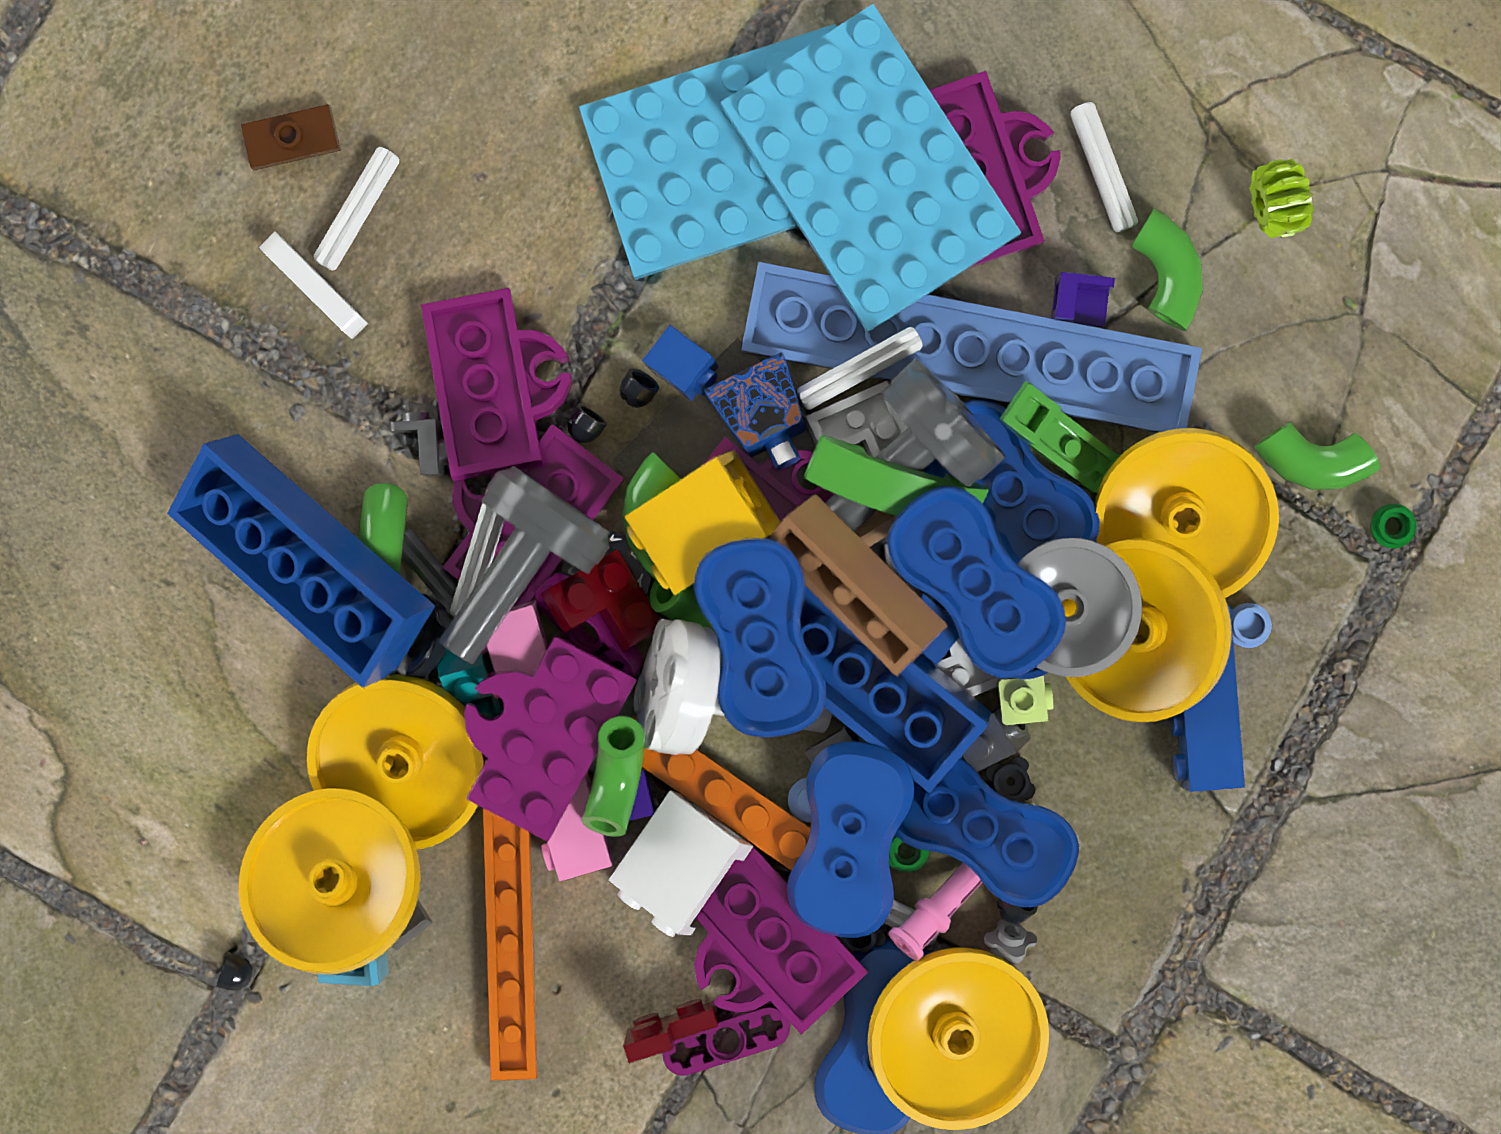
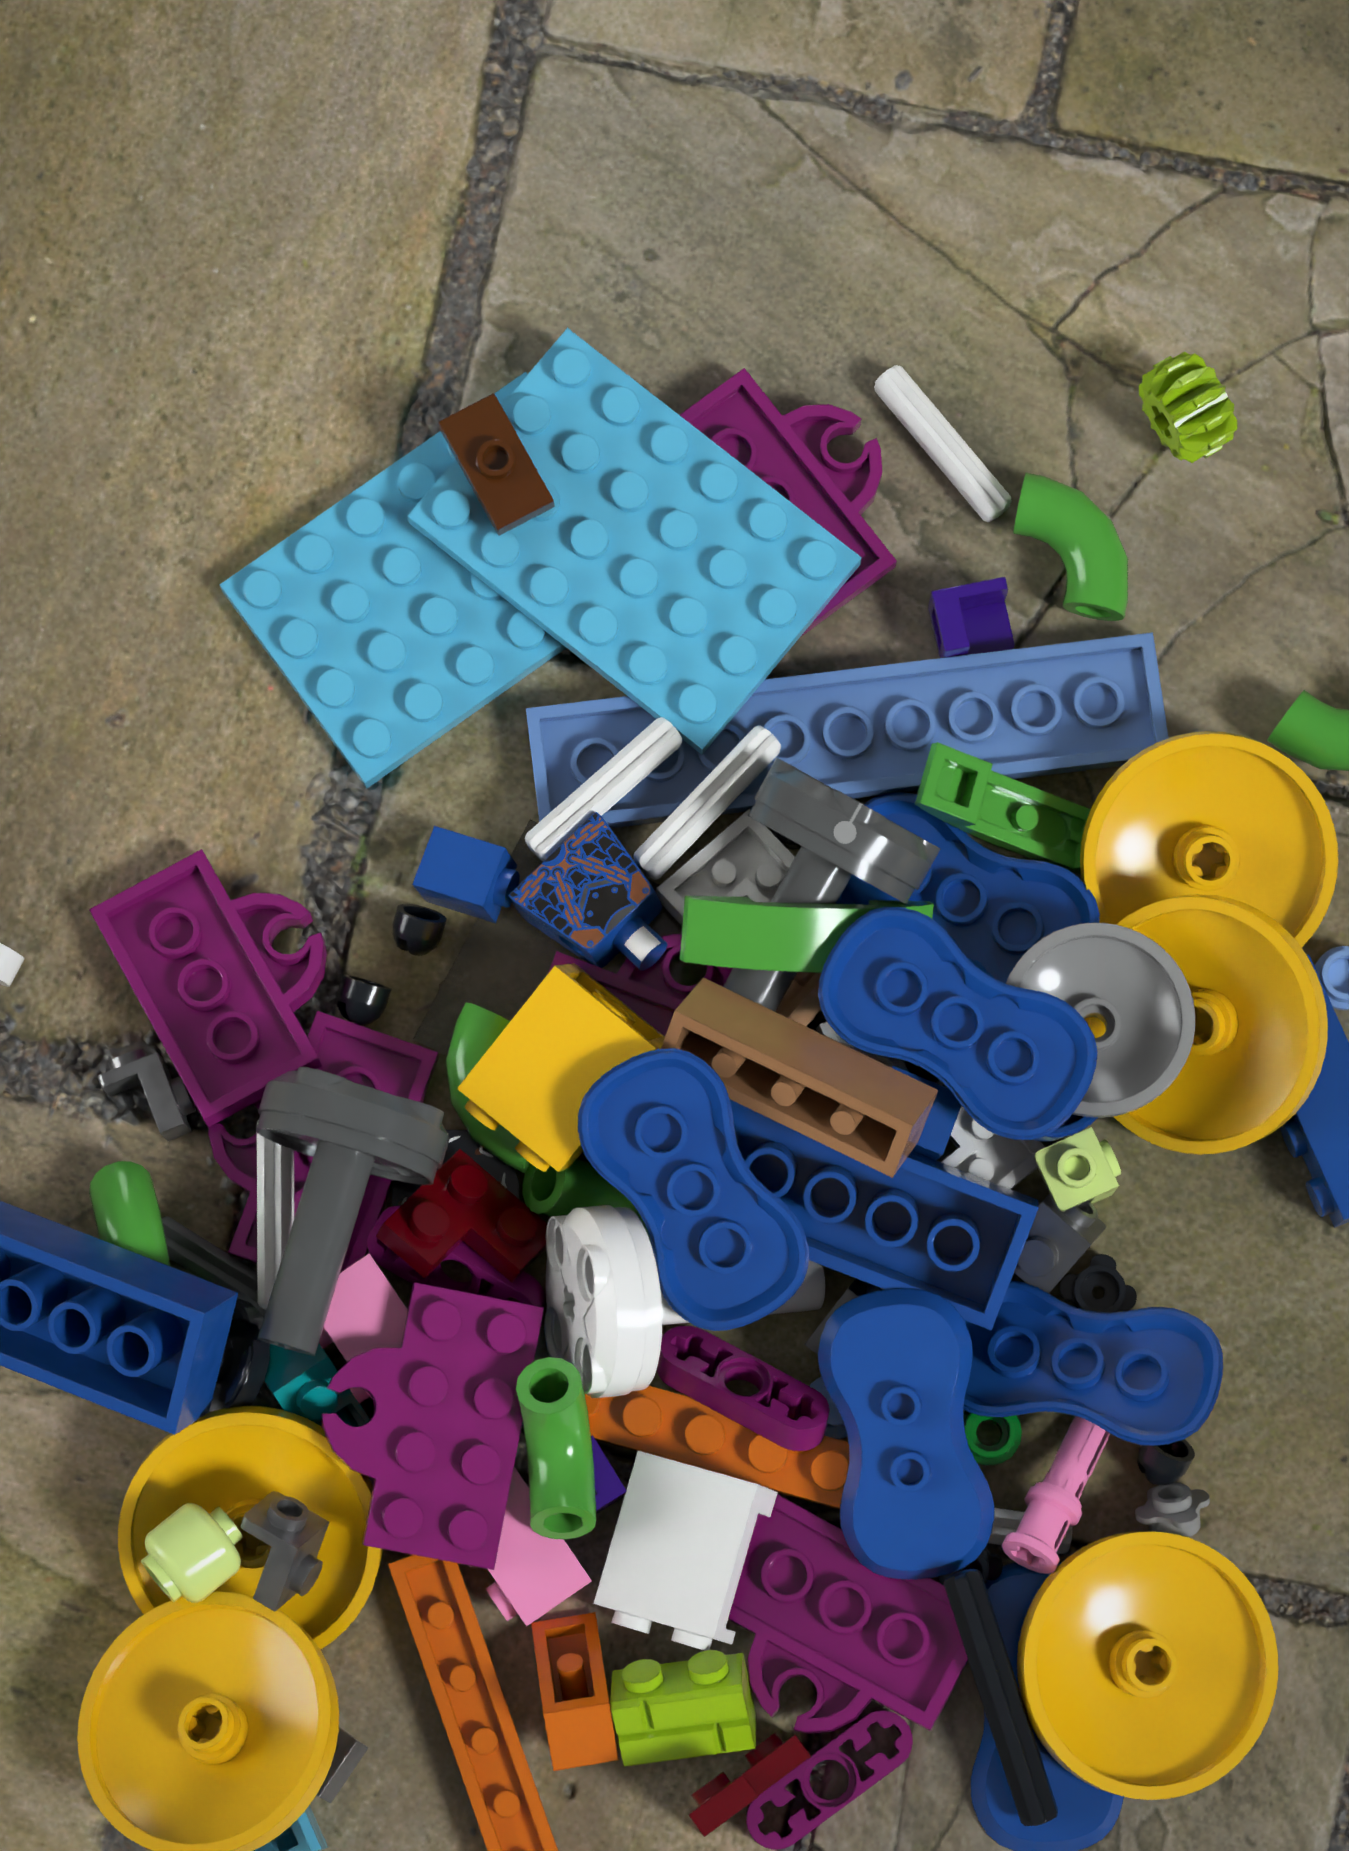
camera: 20 degrees left, 10 degrees down
(353, 765) = (192, 1552): none -> yellowish green head
(421, 778) = (295, 1543): none -> flat silver bracket
(578, 930) = (574, 1691): none -> orange slope
(645, 967) = (683, 1708): none -> lime brick
(752, 788) = (789, 1395): none -> magenta beam
(792, 86) = (496, 464): none -> reddish brown plate
(793, 335) = (605, 786): none -> white axle
(854, 1029) = (1001, 1697): none -> black axle

